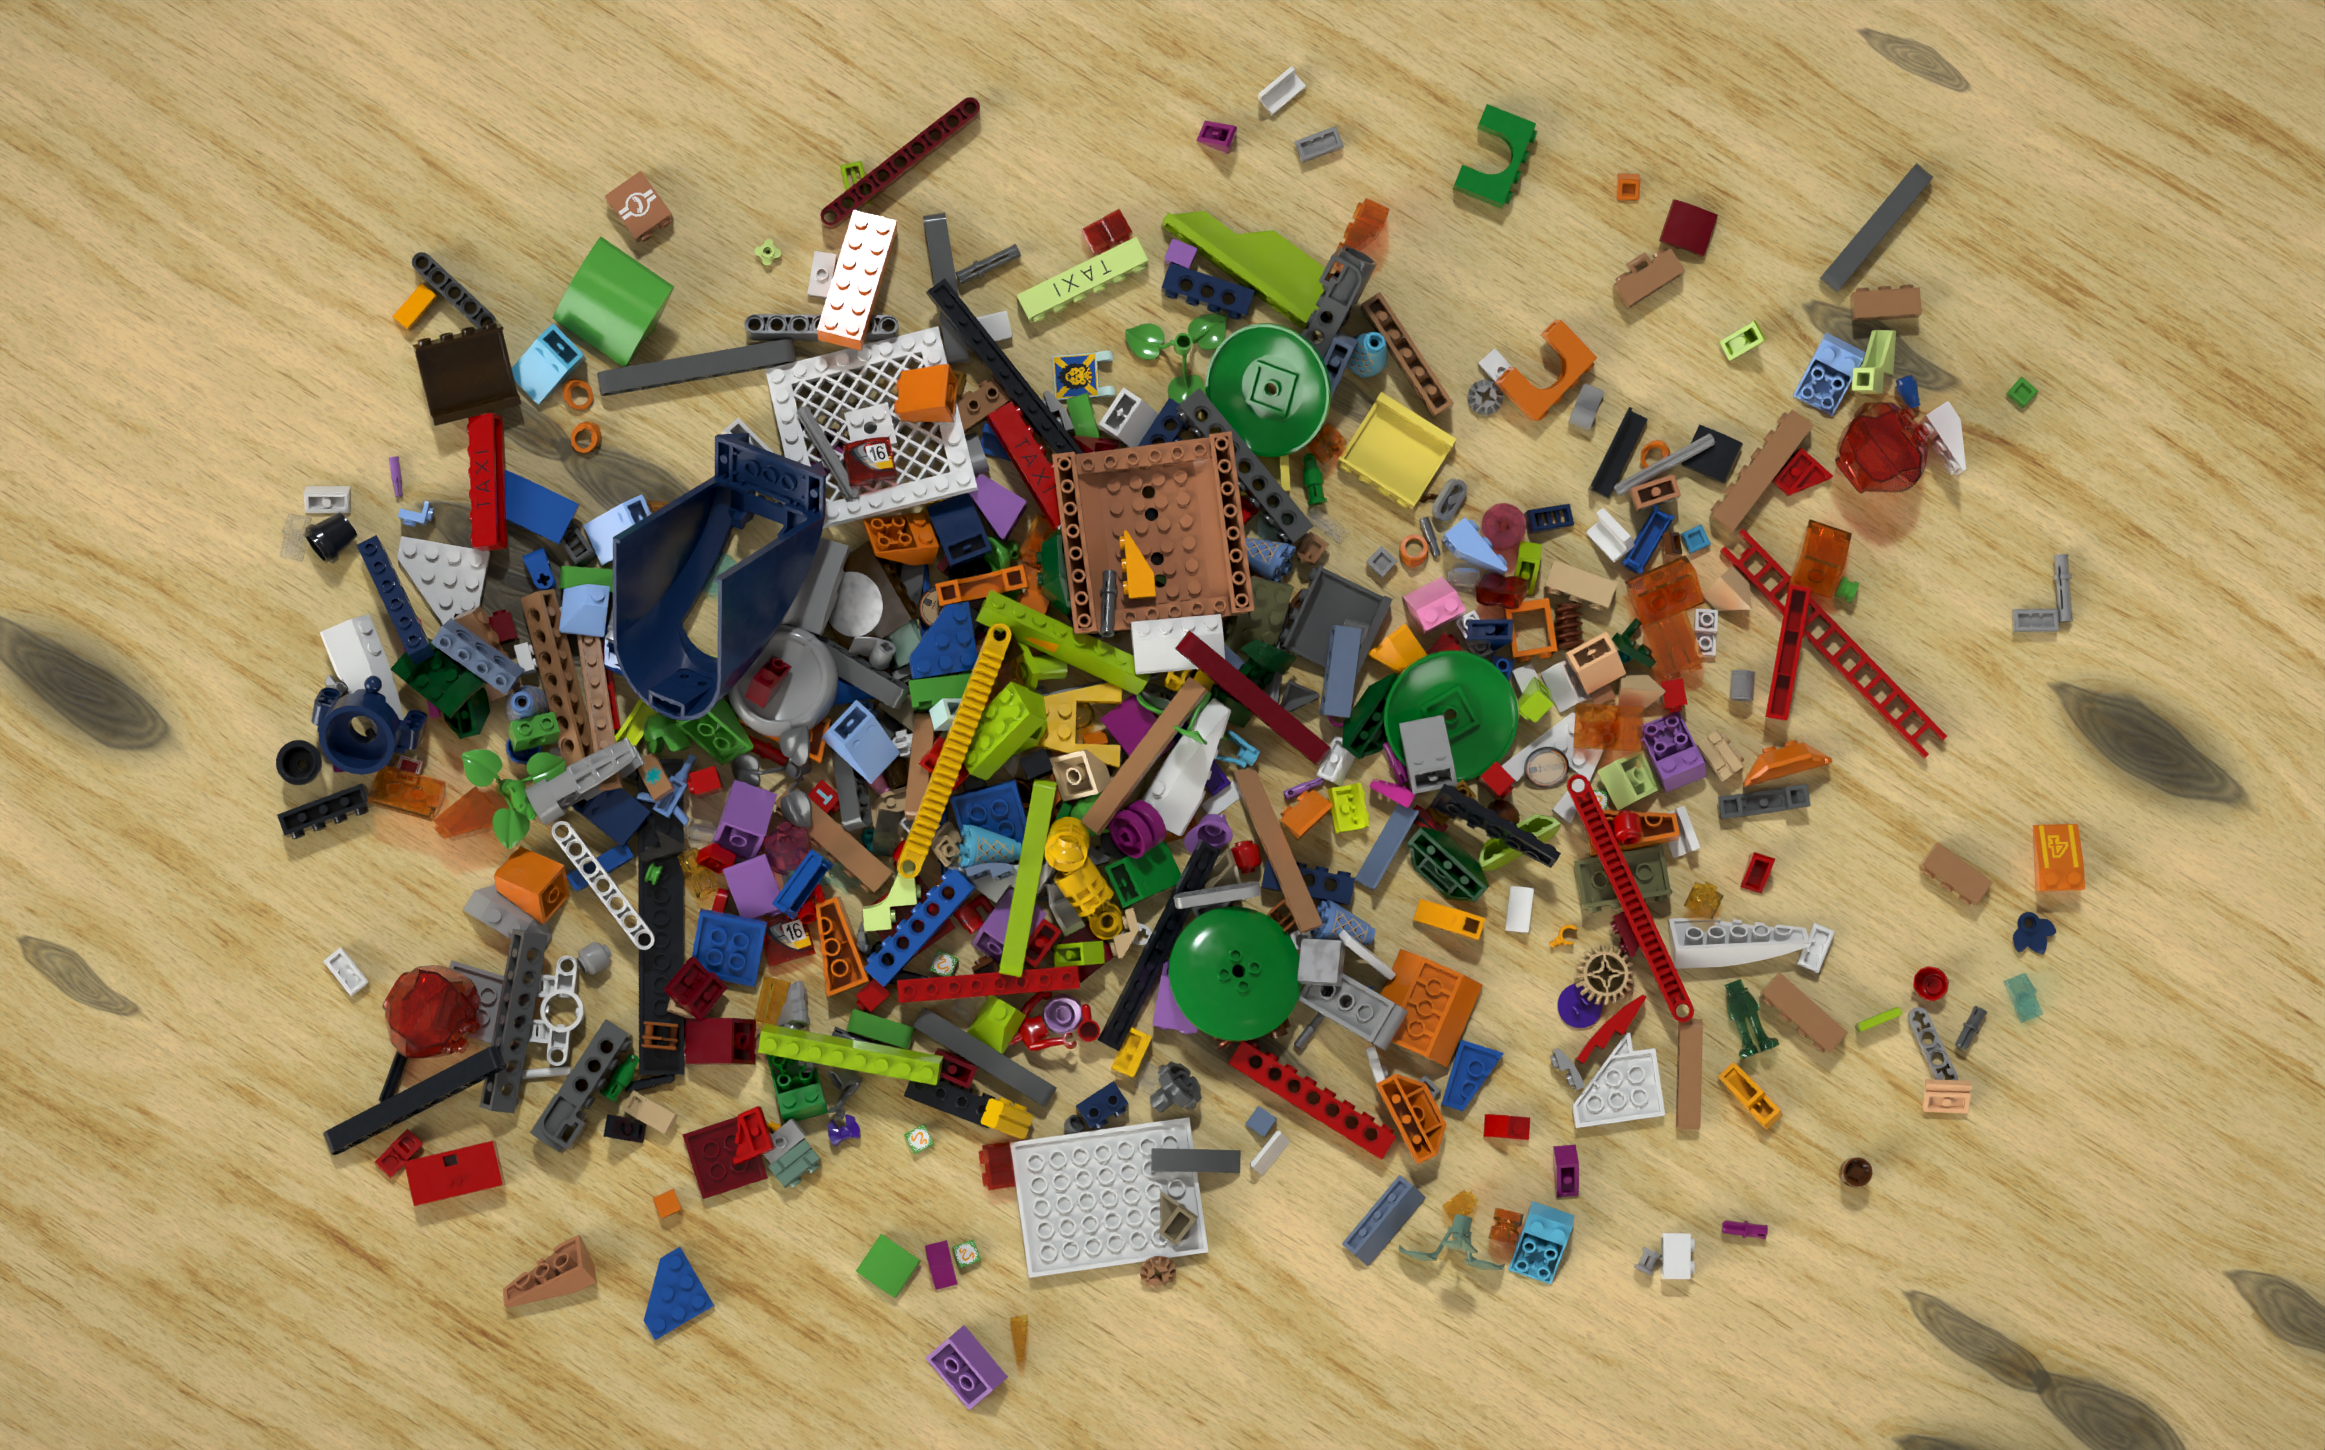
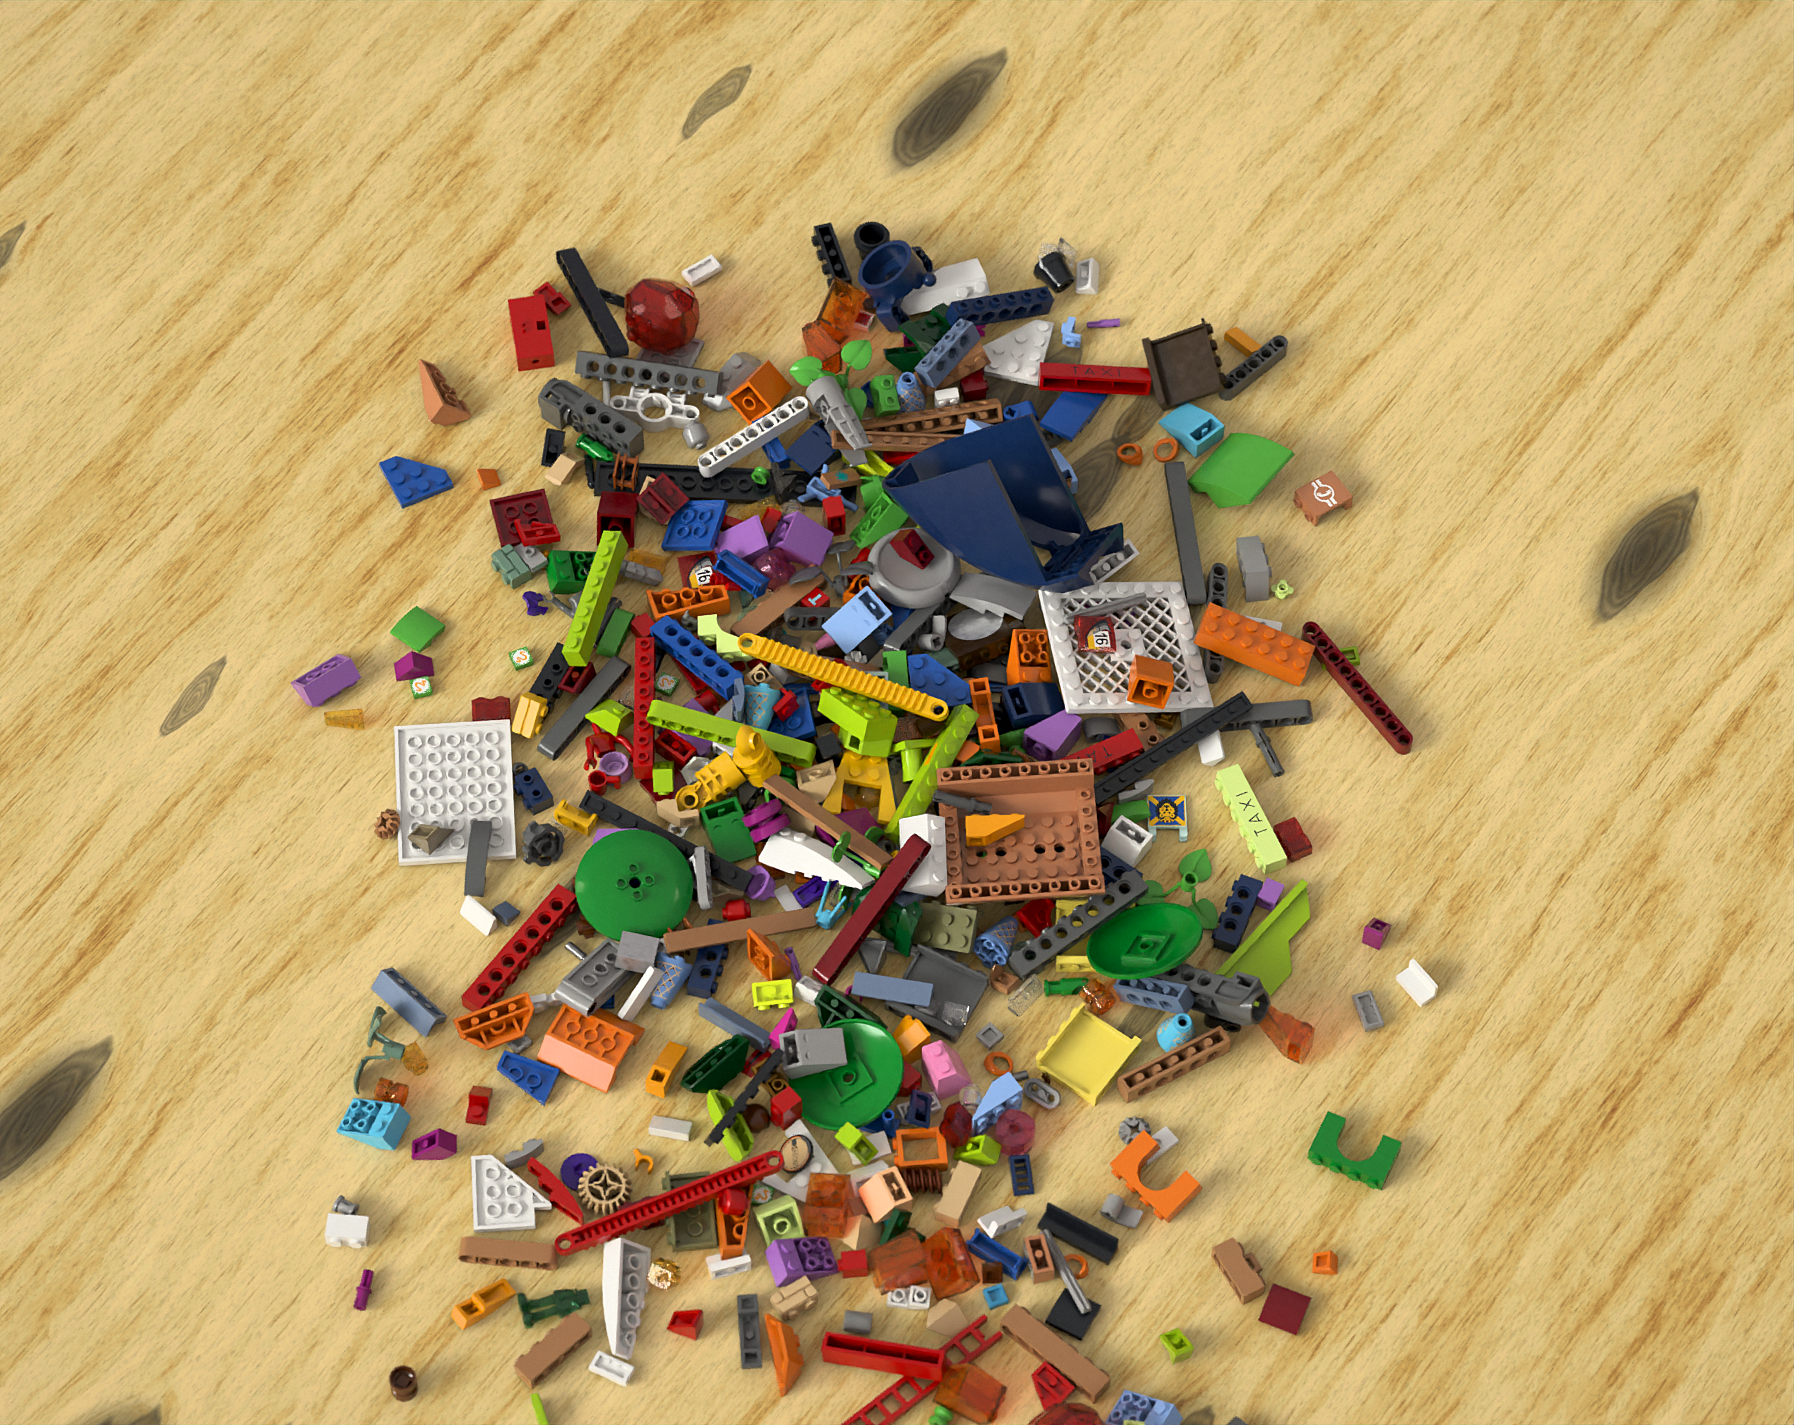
camera: 100 degrees right, 25 degrees down
(741, 285) = (1253, 567): none -> light grey wedge
(984, 817) = (786, 705): none -> red bracket
(1361, 600) = (955, 1014): none -> clear slope

